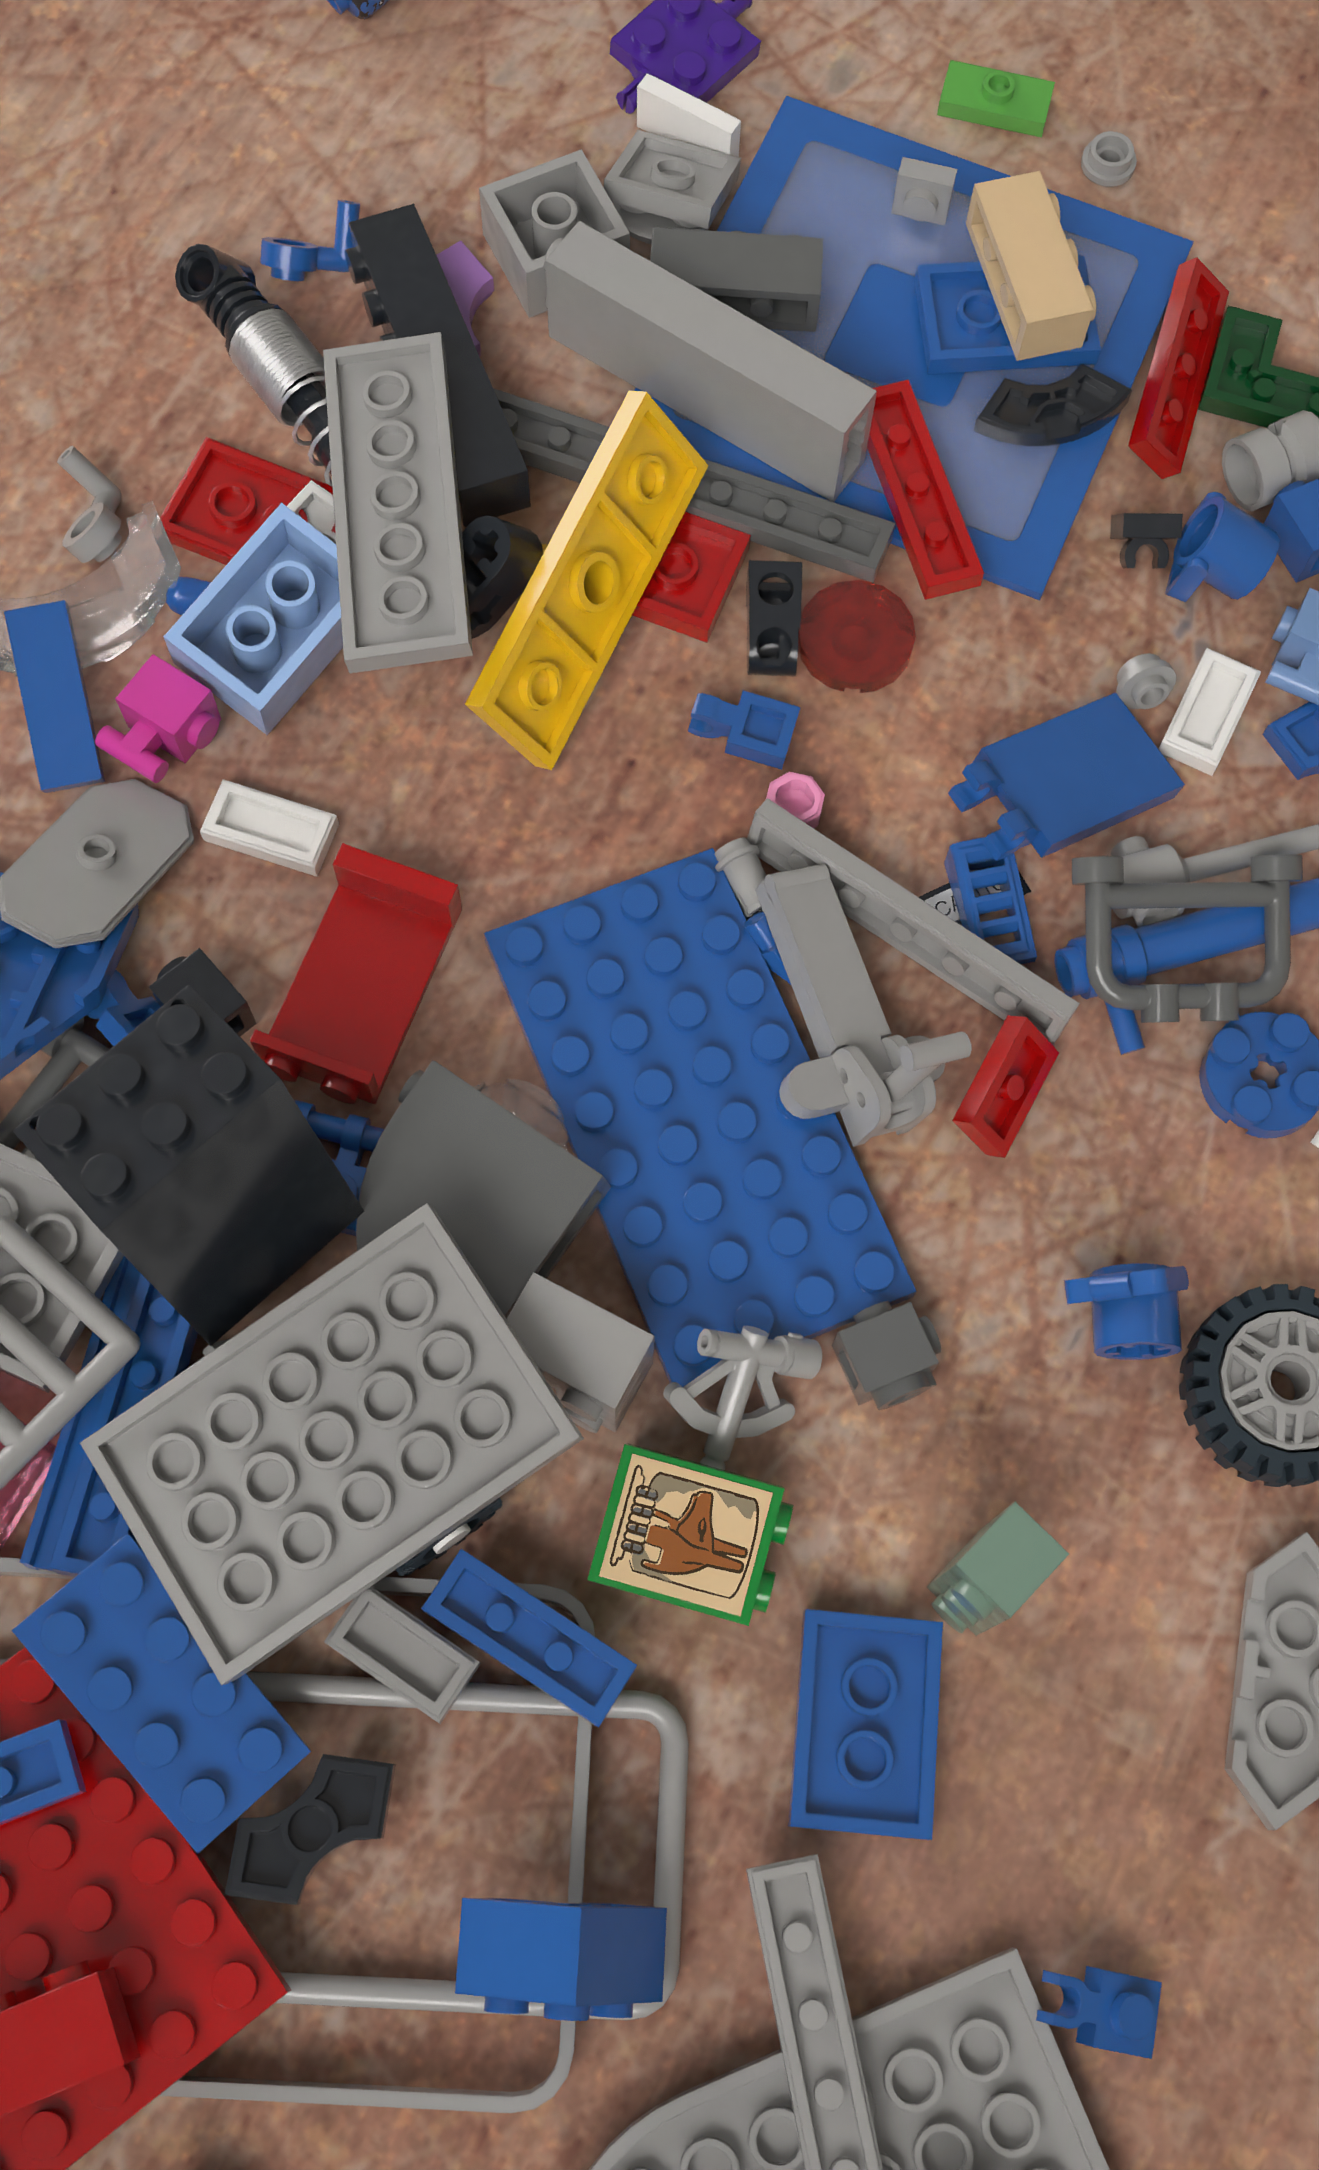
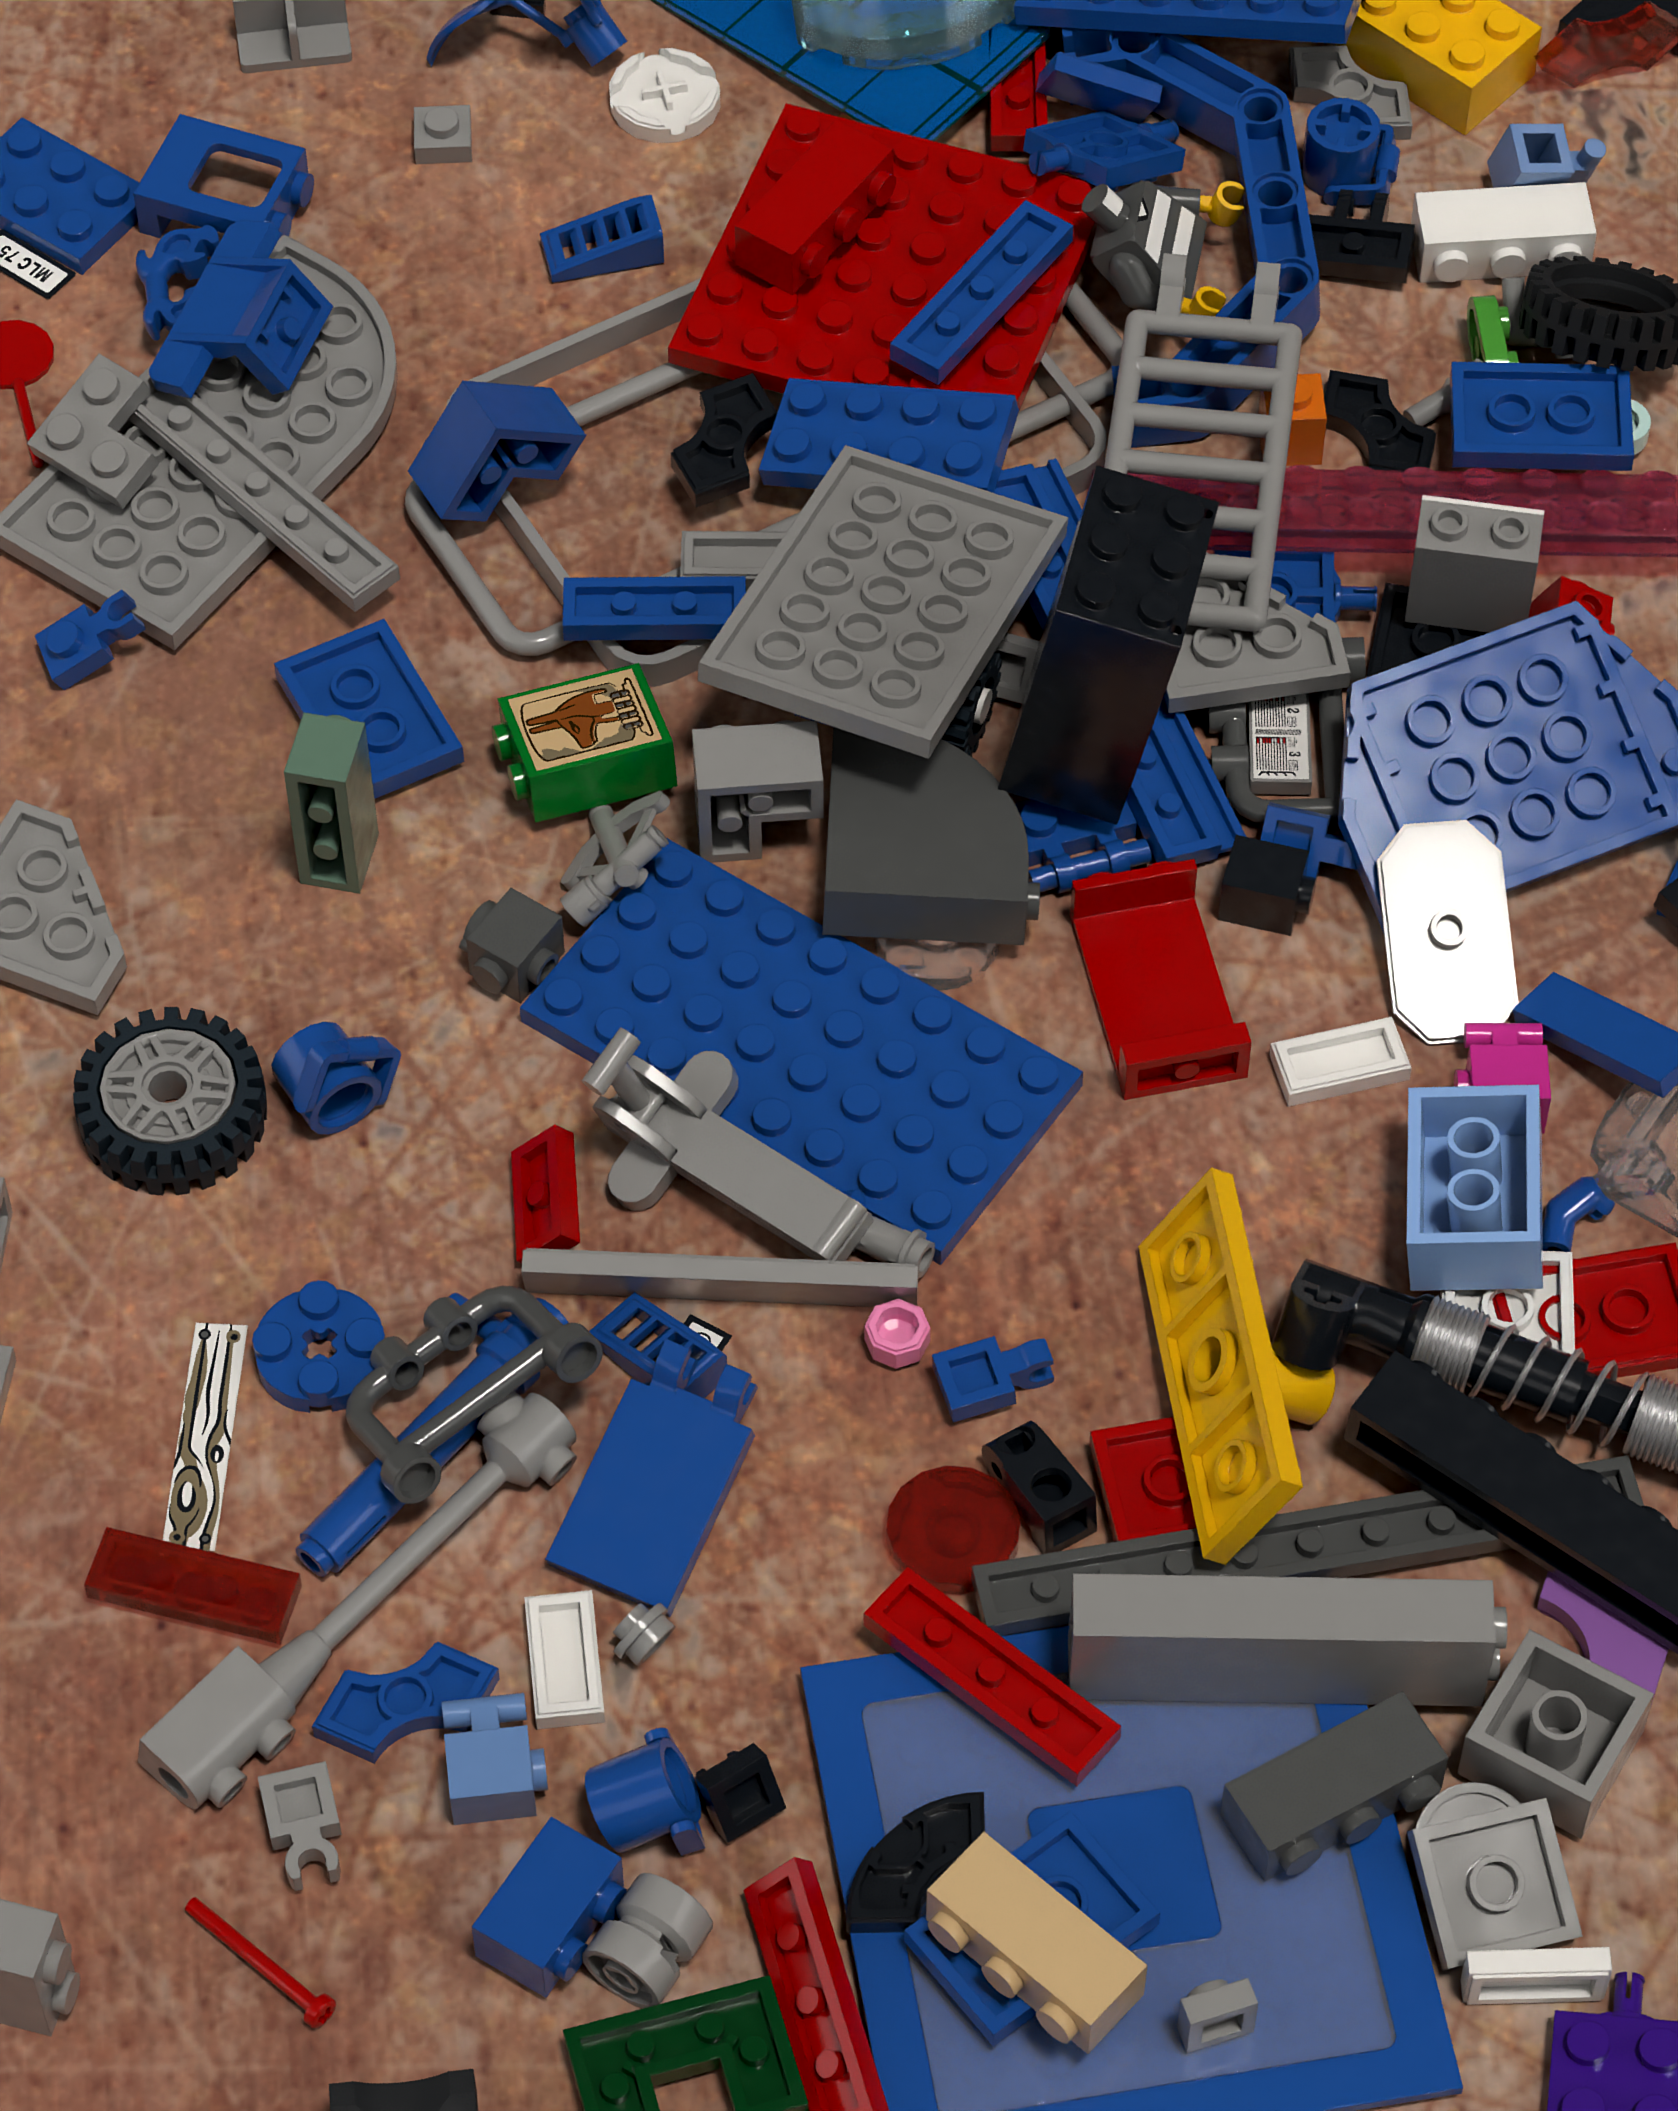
camera: 150 degrees right, 15 degrees down
(396, 504) = (1438, 1291): light grey plate -> none

